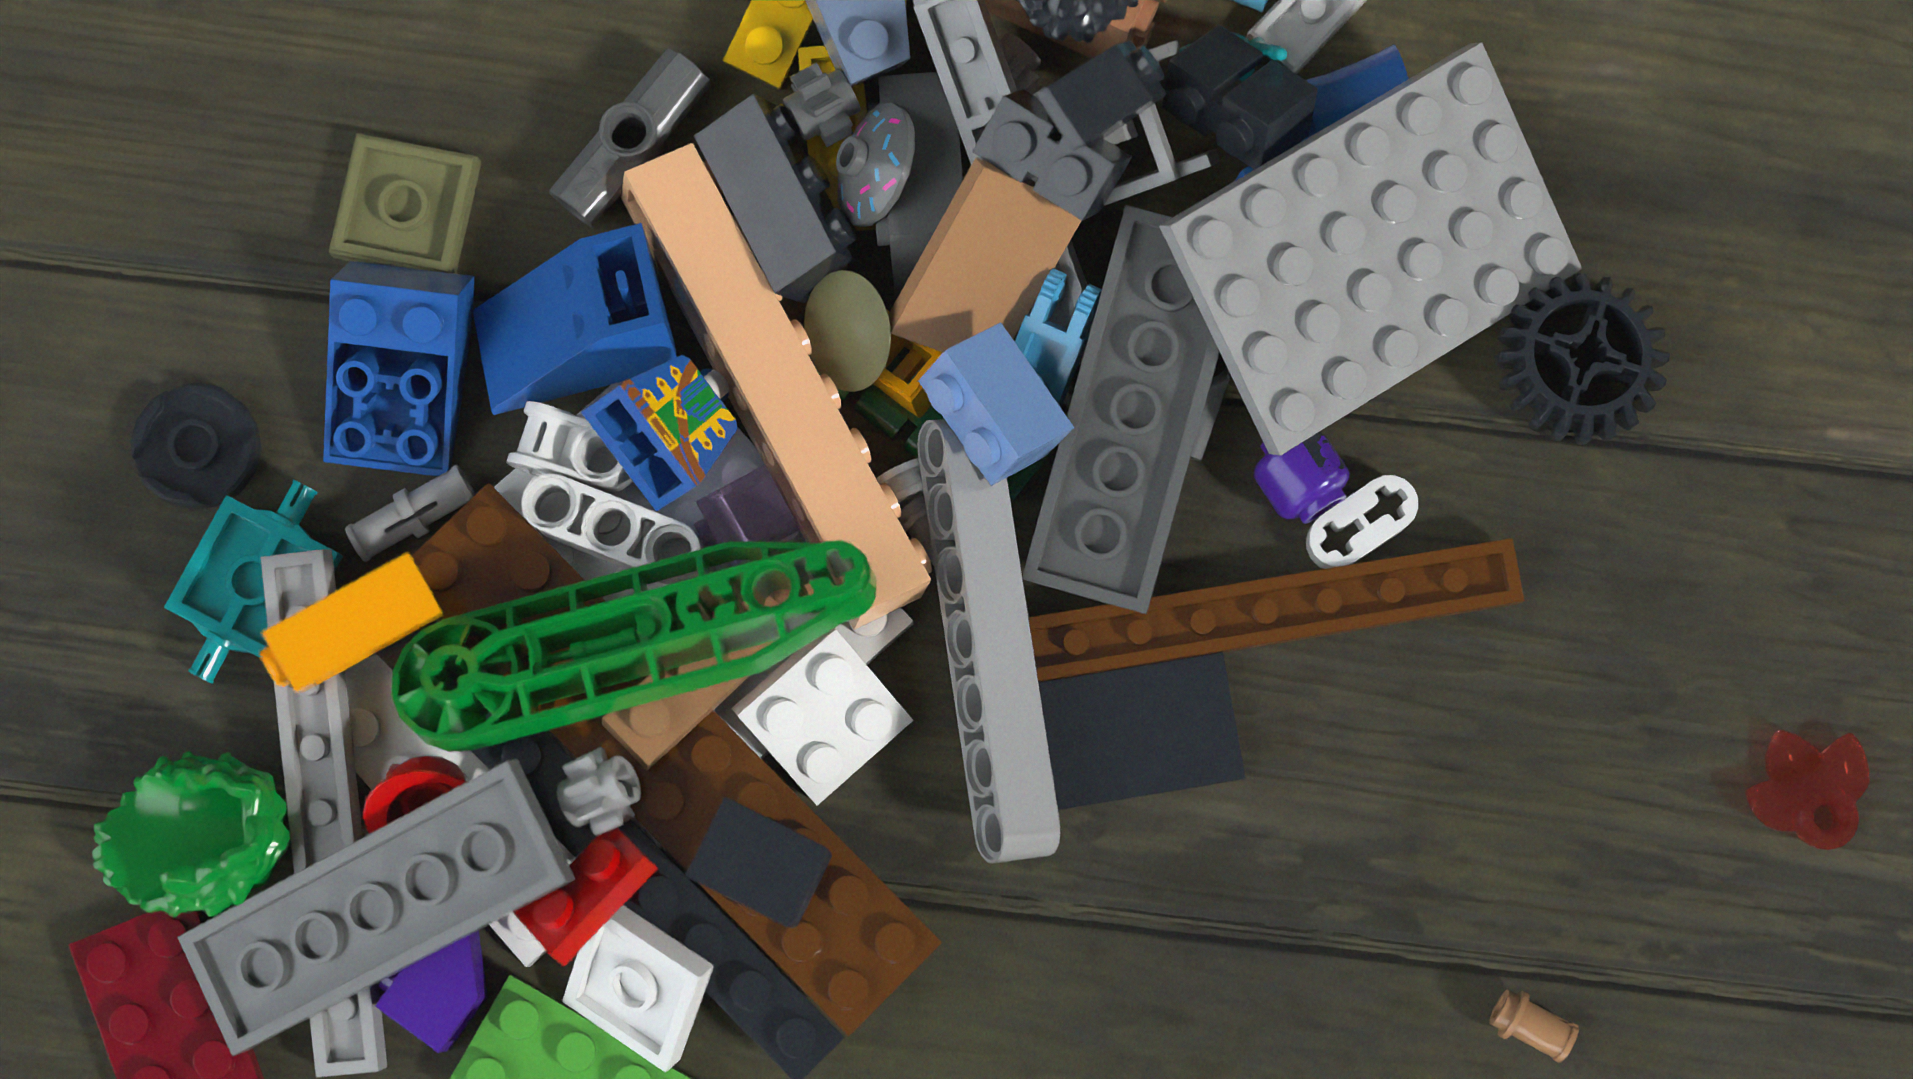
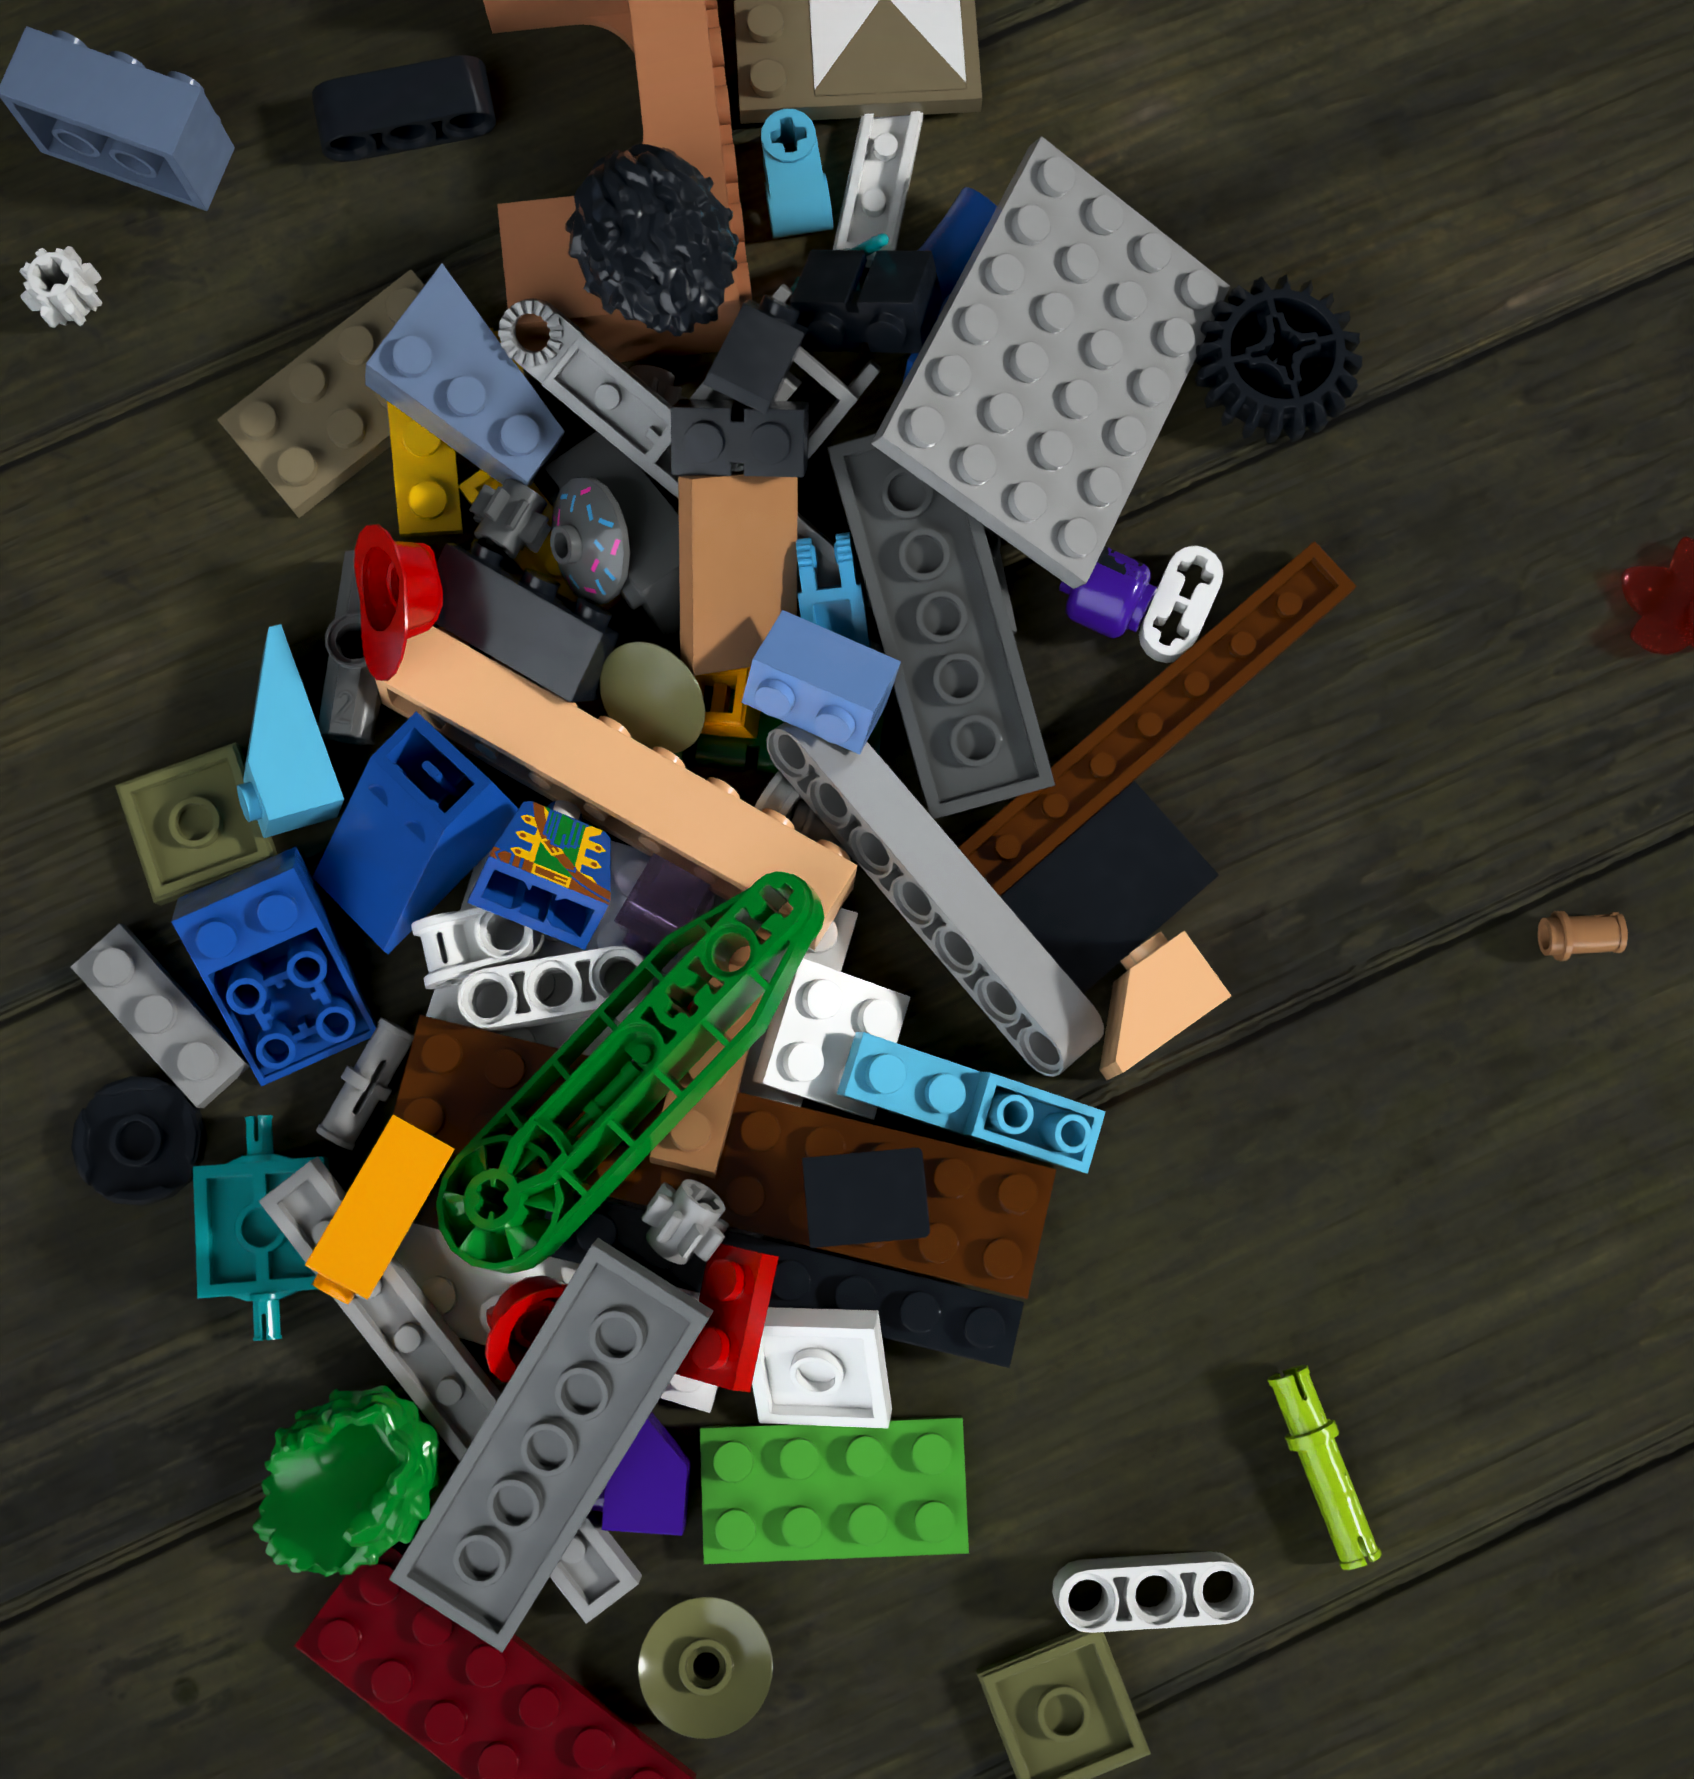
camera: 35 degrees left, 0 degrees up
(277, 352) = (161, 1016): none -> light grey plate
(509, 201) = (287, 763): none -> medium azure slope
(684, 117) = (397, 596): none -> red piece
(907, 842) = (971, 1102): none -> medium azure slope
(1119, 851) = (1156, 999): none -> light nougat slope

